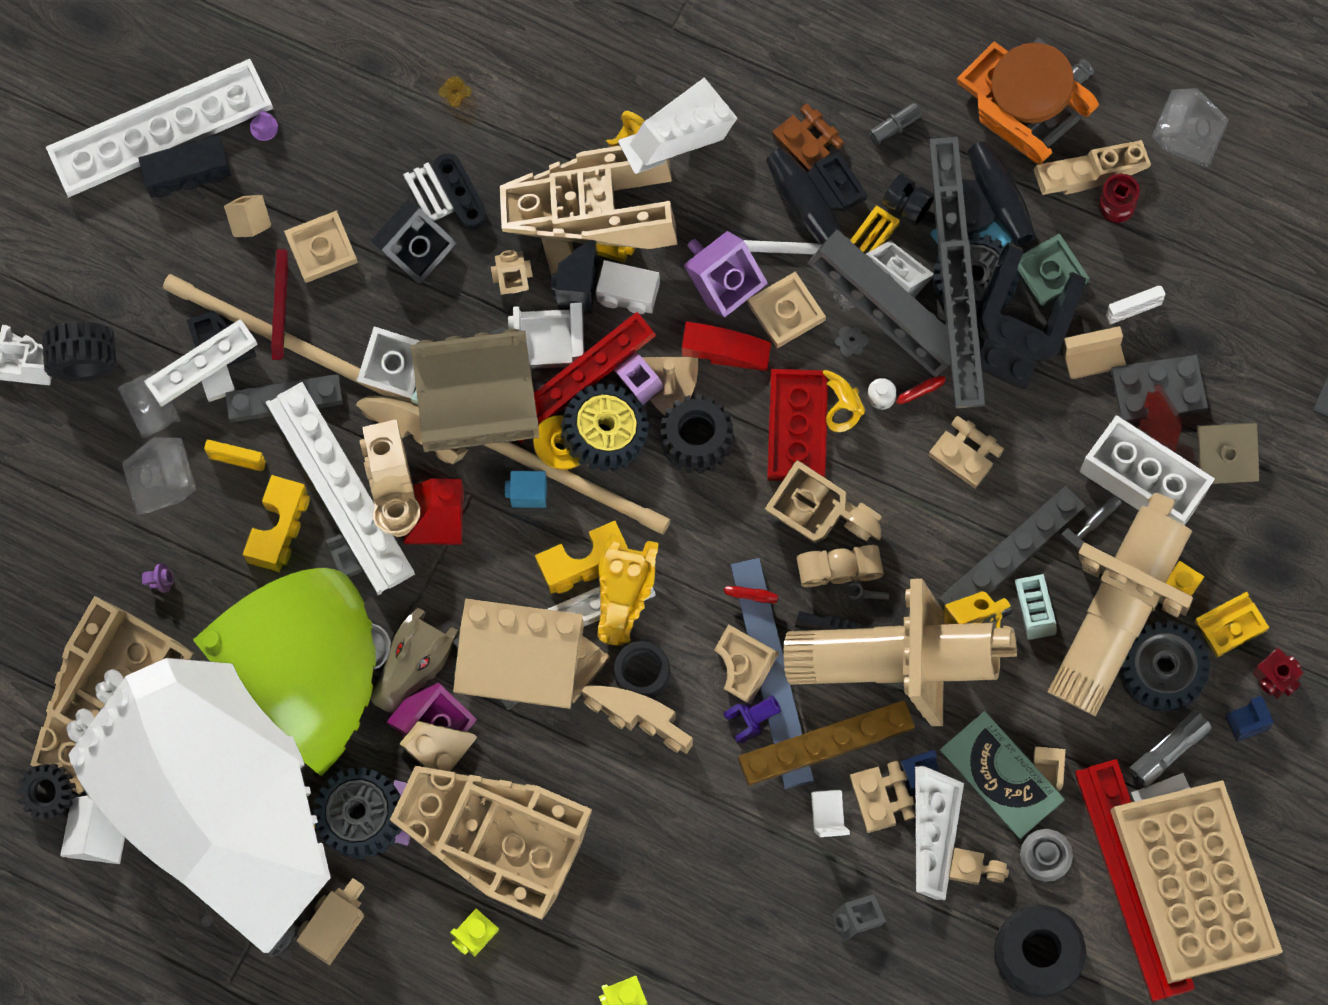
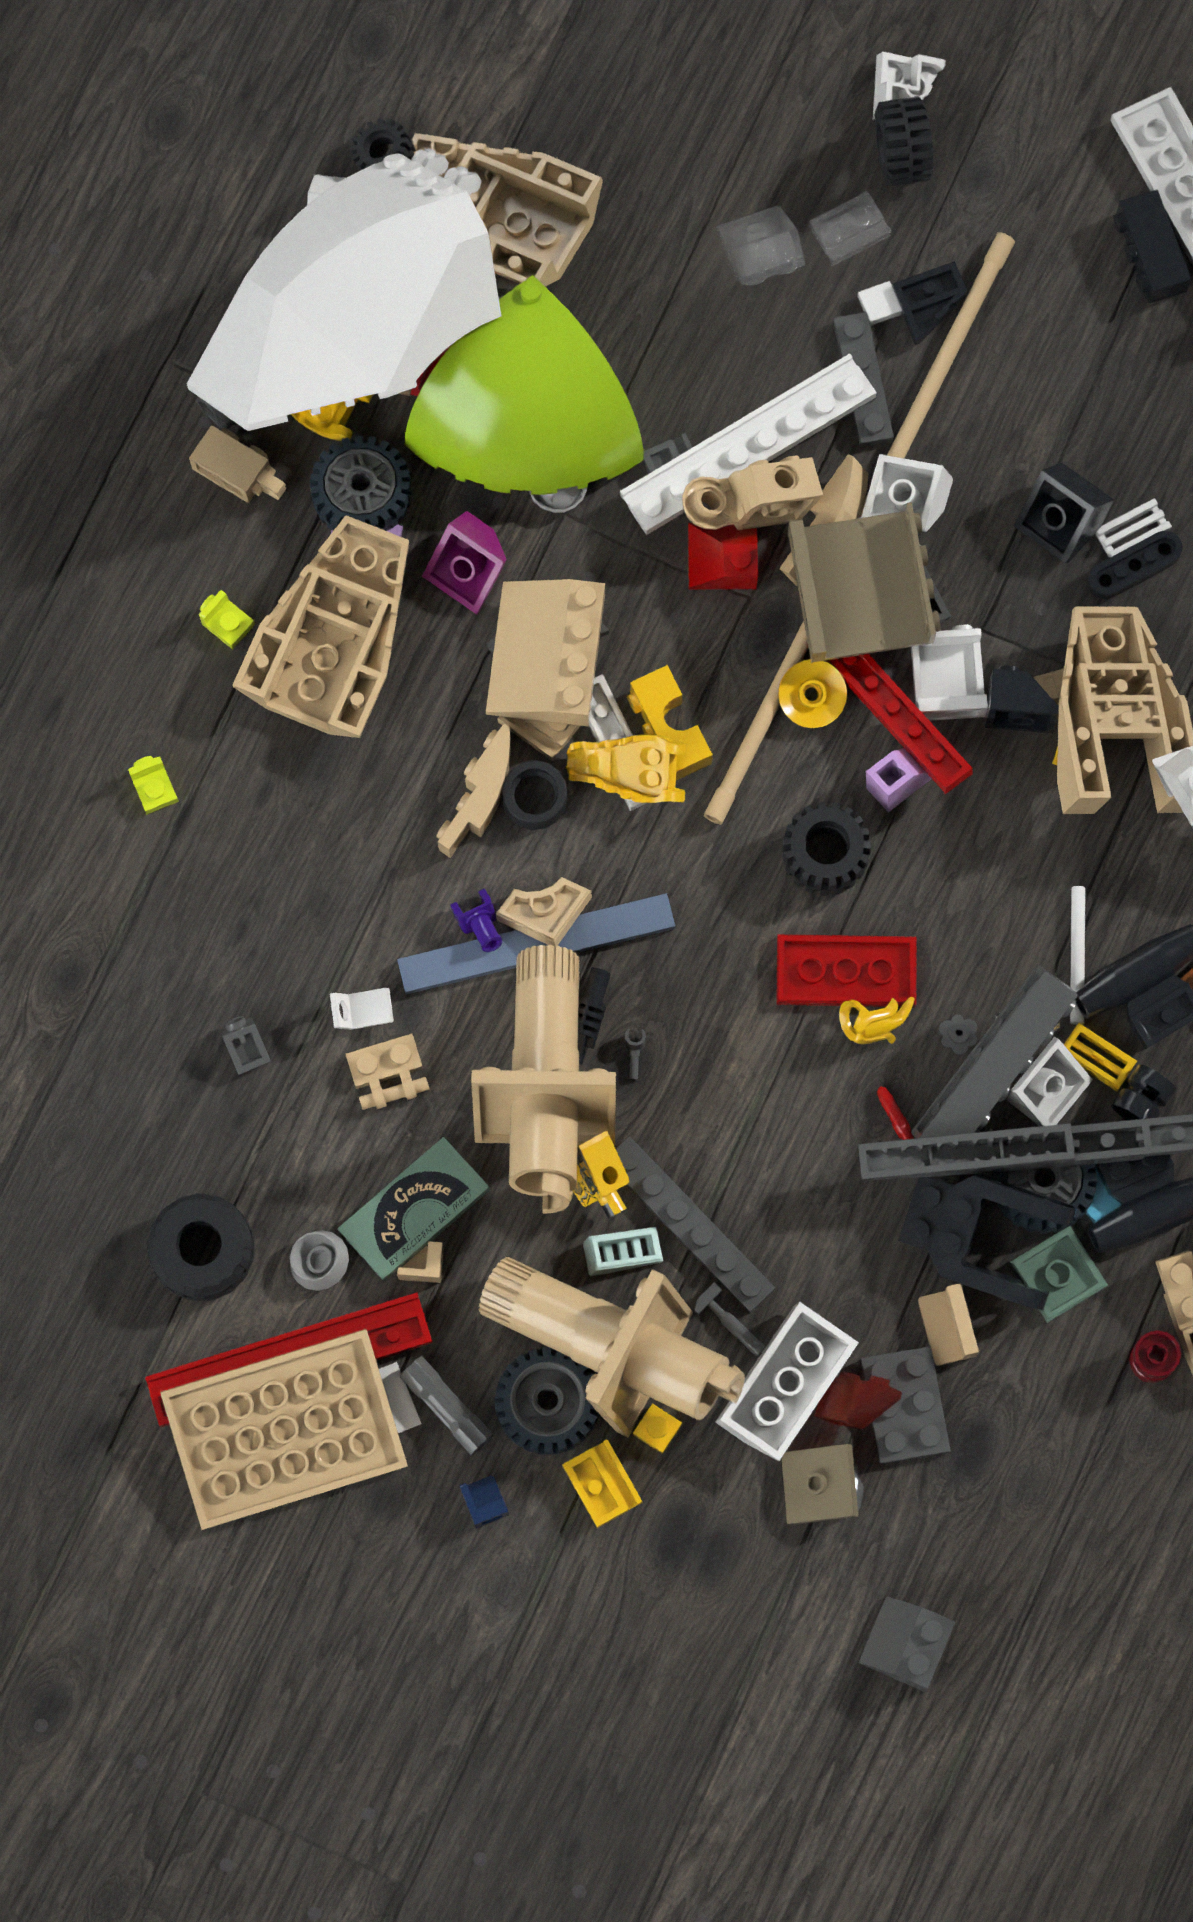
camera: 85 degrees right, 5 degrees up
(160, 578) = (636, 256): medium lavender plate -> none
(200, 363) = (896, 278): white plate -> none
(235, 455) = (787, 326): yellow tile -> none
(247, 216) = (1092, 322): tan panel -> none
(271, 547) = (730, 389): yellow arch -> none
(279, 306) = (974, 362): dark red tile -> none
(321, 246) = (1055, 408): tan plate -> none
(414, 658) = (544, 539): dark tan animal -> none
(437, 745) = (437, 567): tan wing -> none
(511, 272) = (1026, 626): tan brick -> none
(527, 489) = (753, 657): dark azure brick -> none
(602, 447) = (803, 740): wheel -> none
(627, 287) = (1014, 765): white brick -> none
(677, 376) = (902, 828): tan shield -> none
(724, 273) = (1030, 872): medium lavender piece -> none
(725, 347) = (941, 881): red slope -> none
(757, 595) = (626, 921): red piece -> none
(786, 310) = (993, 953): tan plate -> none
(815, 505) = (738, 984): tan brick -> none
(826, 743) = (443, 993): pearl gold plate -> none
(840, 566) = (664, 1018): tan piece -> none
(881, 393) = (889, 1069): white piece -> none
(926, 759) = (414, 1115): dark blue panel -> none
(936, 826) = (347, 1129): white wing -> none
(961, 458) = (807, 1165): tan plate -> none
(969, 866) = (305, 1171): tan plate -> none
(1135, 304) = (1013, 1375): white tile -> none
(1278, 674) = (543, 1523): dark red brick -> none

